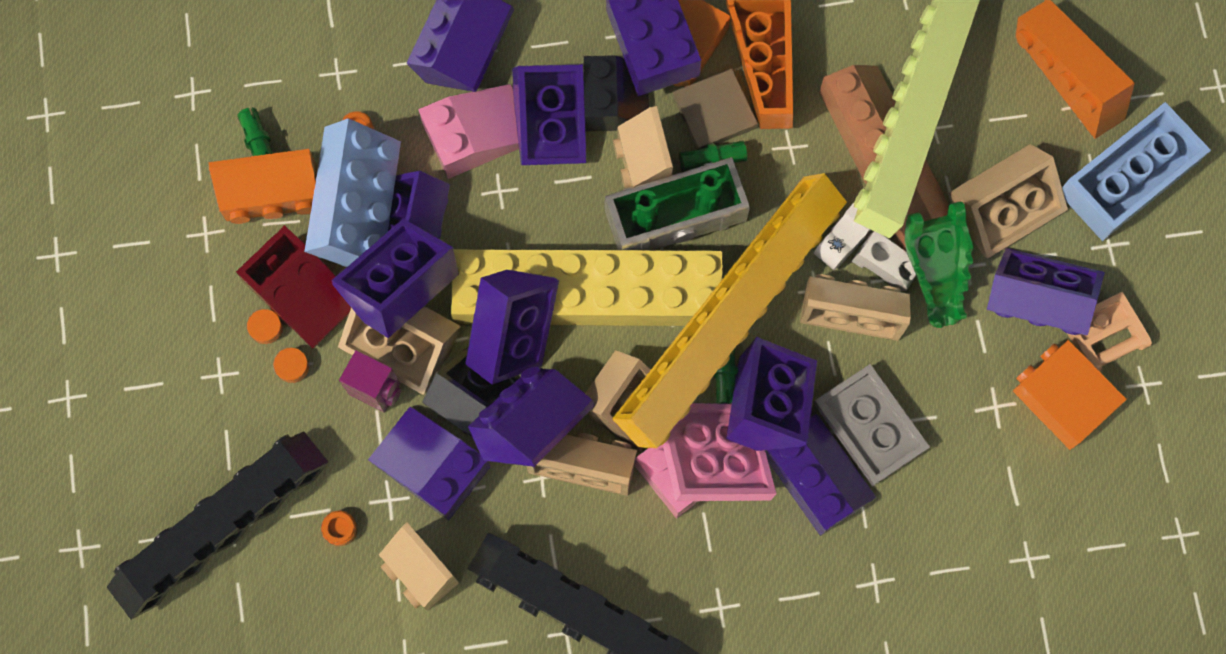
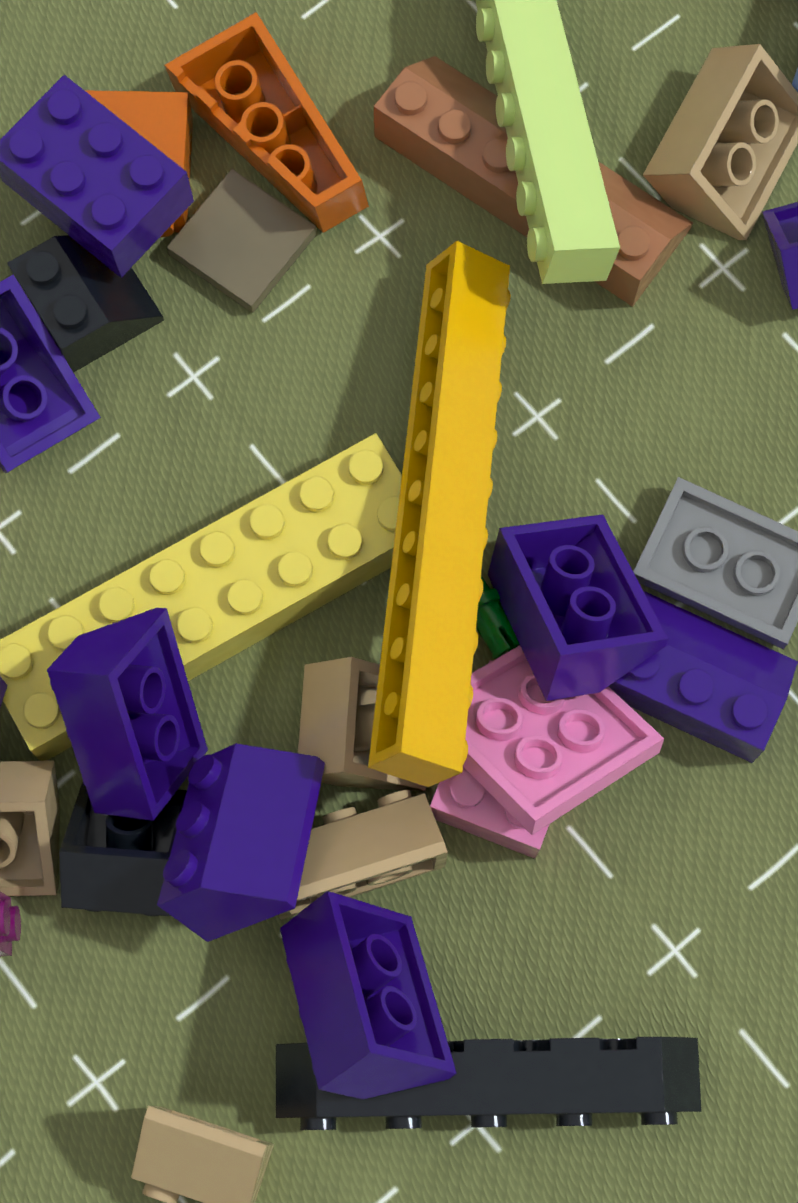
camera: 30 degrees left, 0 degrees up
(339, 528) = (44, 1171): orange tile -> none
(430, 462) = (124, 990): dark purple slope -> none
(544, 533) = (365, 998): none -> dark purple slope
(643, 149) = (179, 356): tan slope -> none
(677, 207) = (272, 407): piece -> none
(712, 153) = (279, 307): green pin -> none
(842, 240) = (533, 321): white leg -> none
(856, 307) = (611, 408): tan slope -> none
(886, 261) = (613, 319): white leg -> none
(941, 259) = (691, 272): green animal -> none

